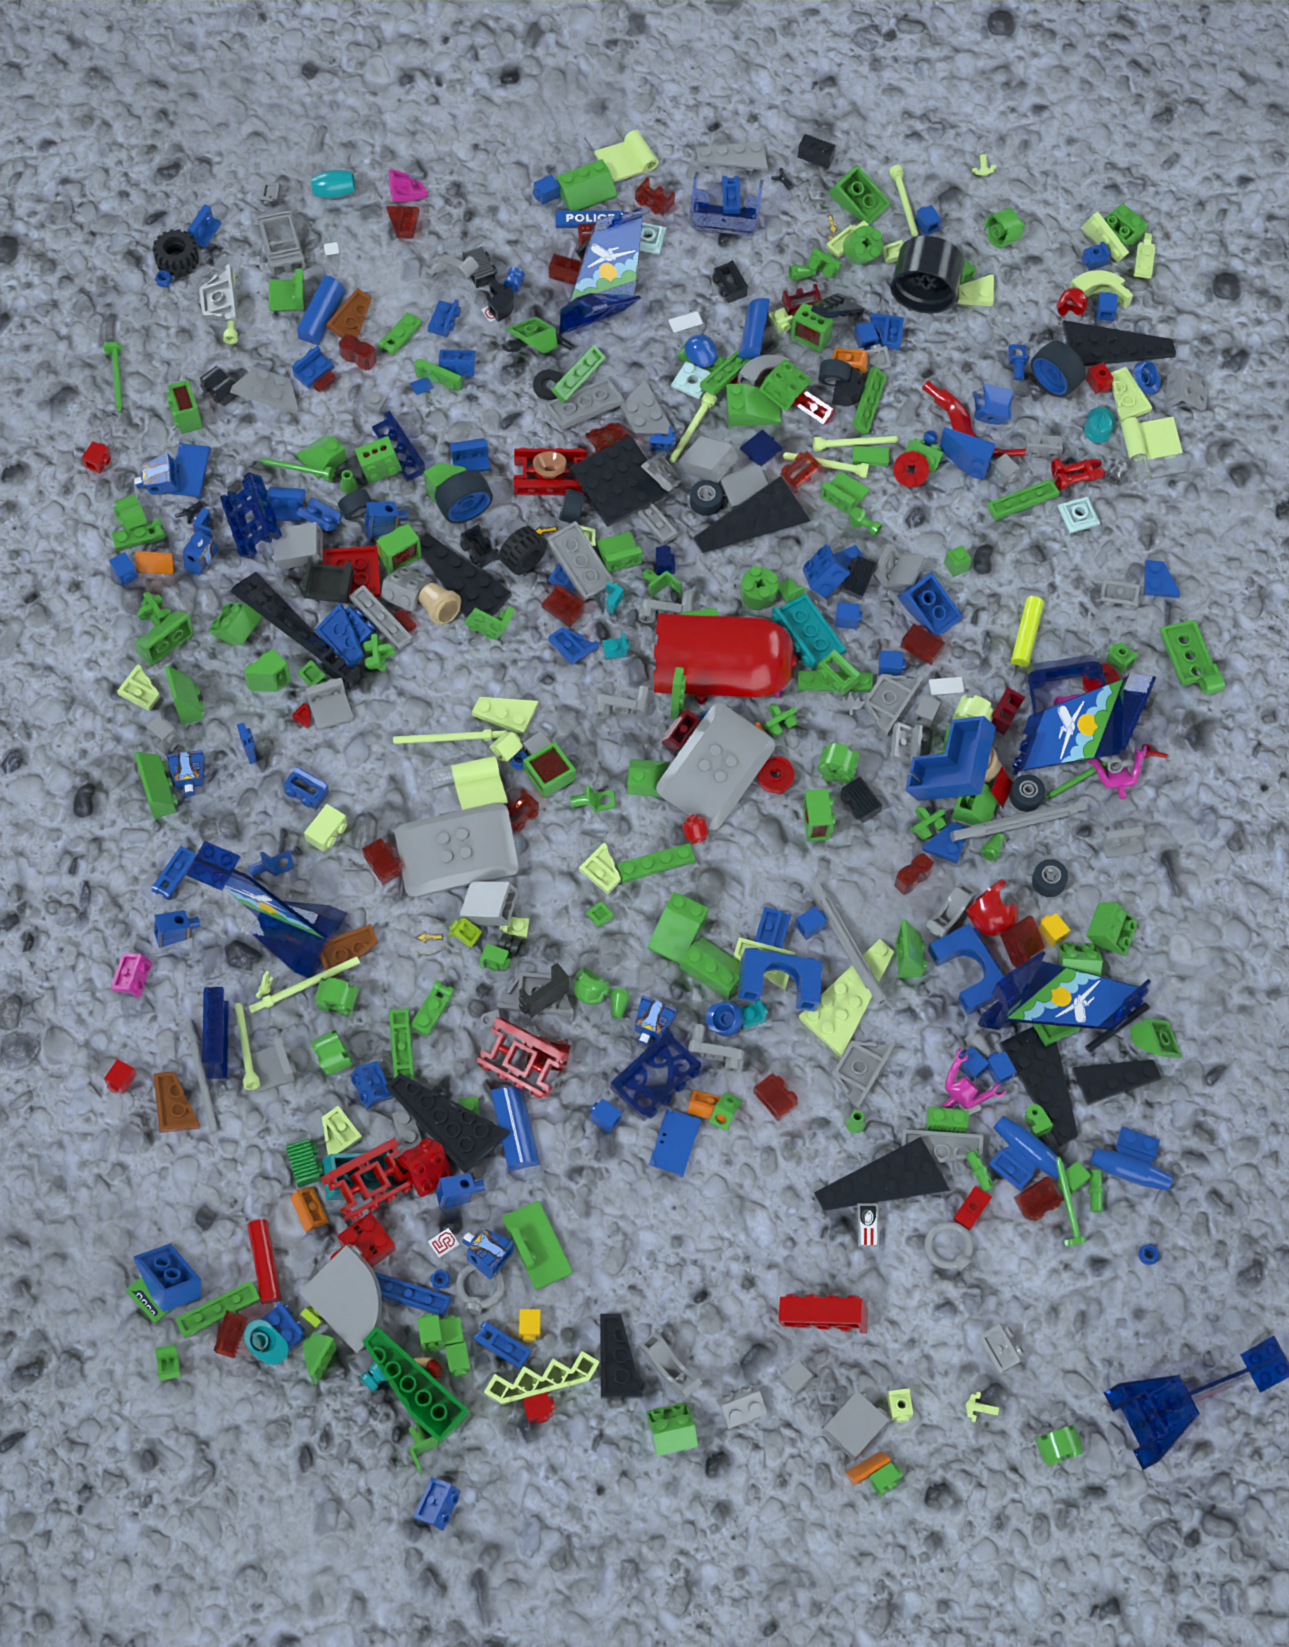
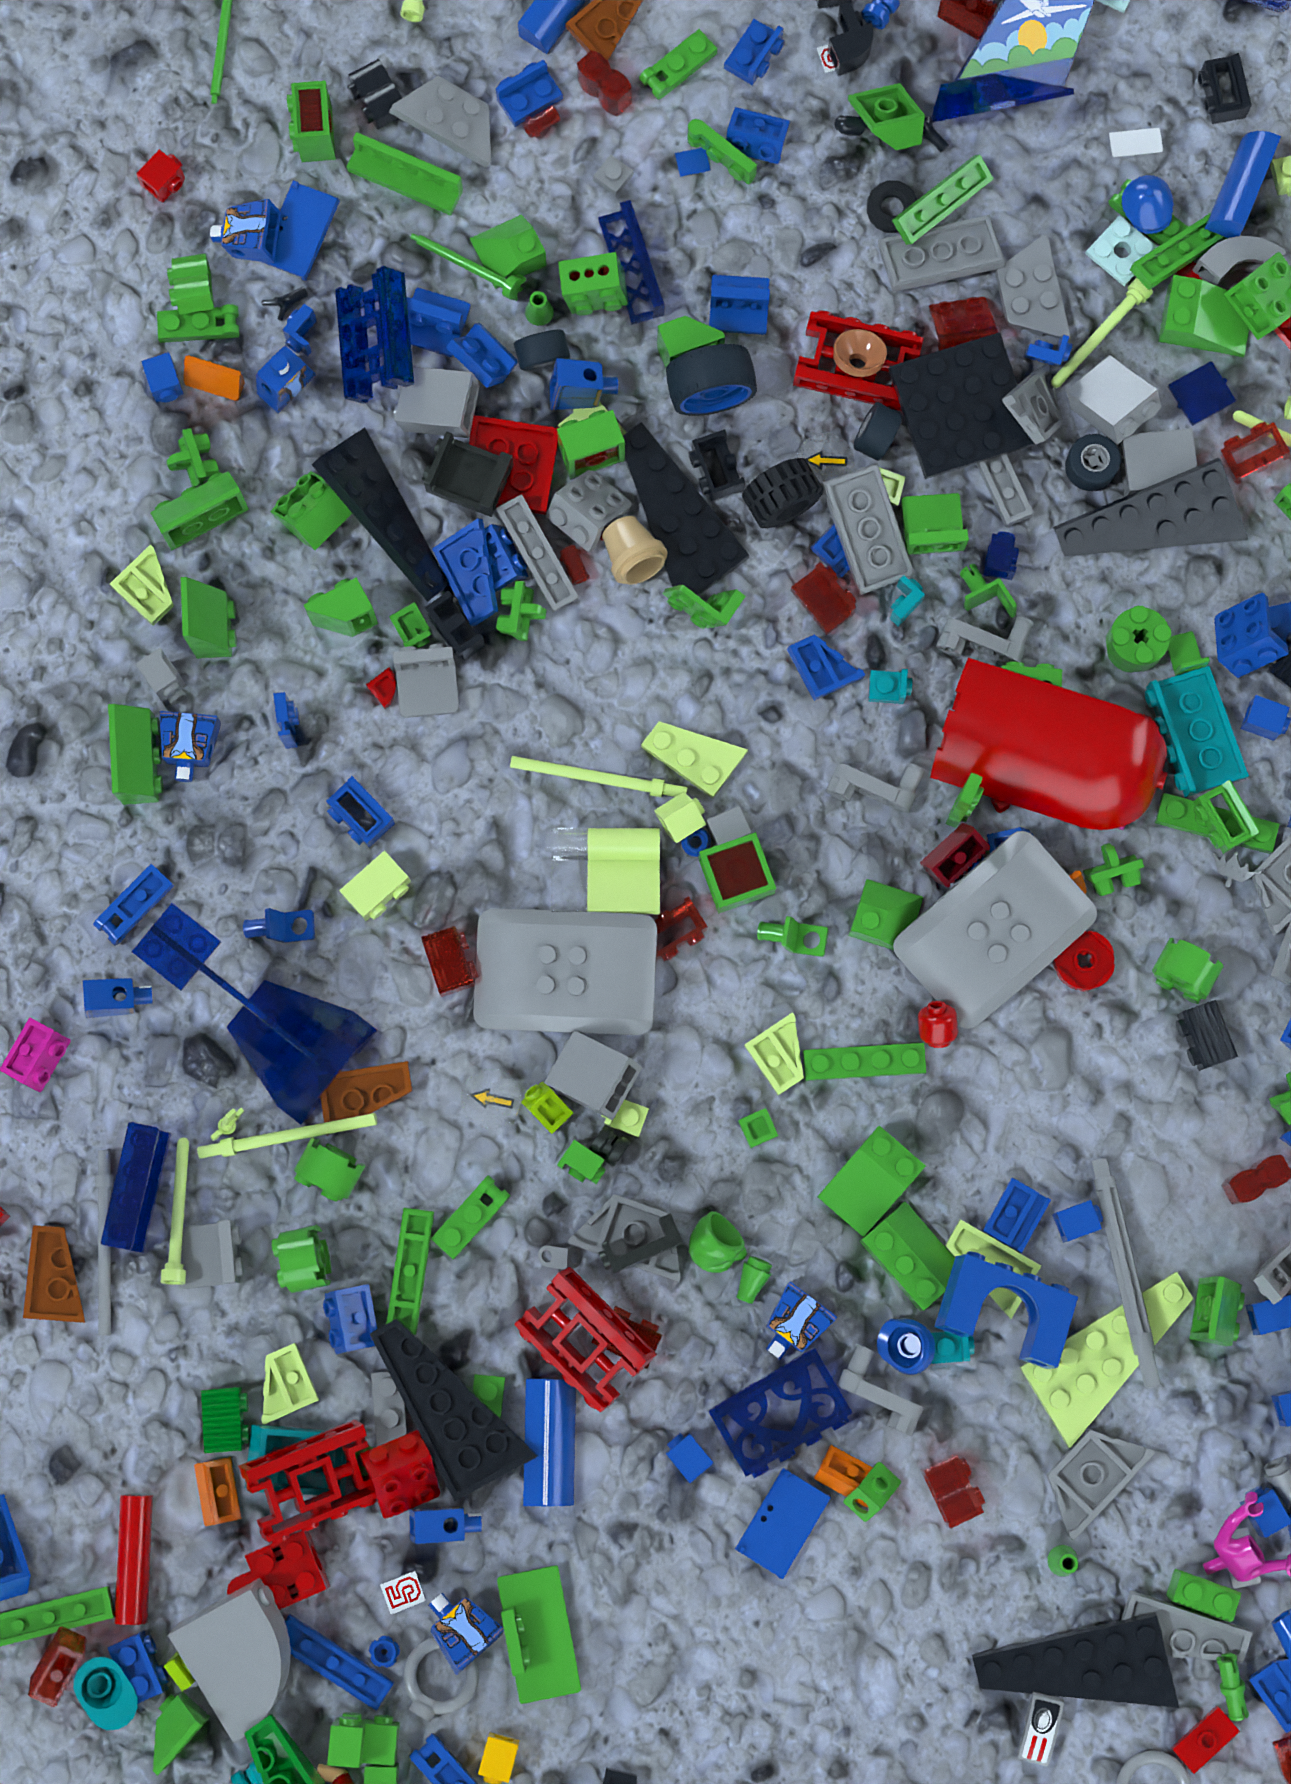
camera: 15 degrees right, 15 degrees up
(247, 426) = (405, 174): none -> bright green fence
(817, 815) = (1133, 1049): bright green piece -> none

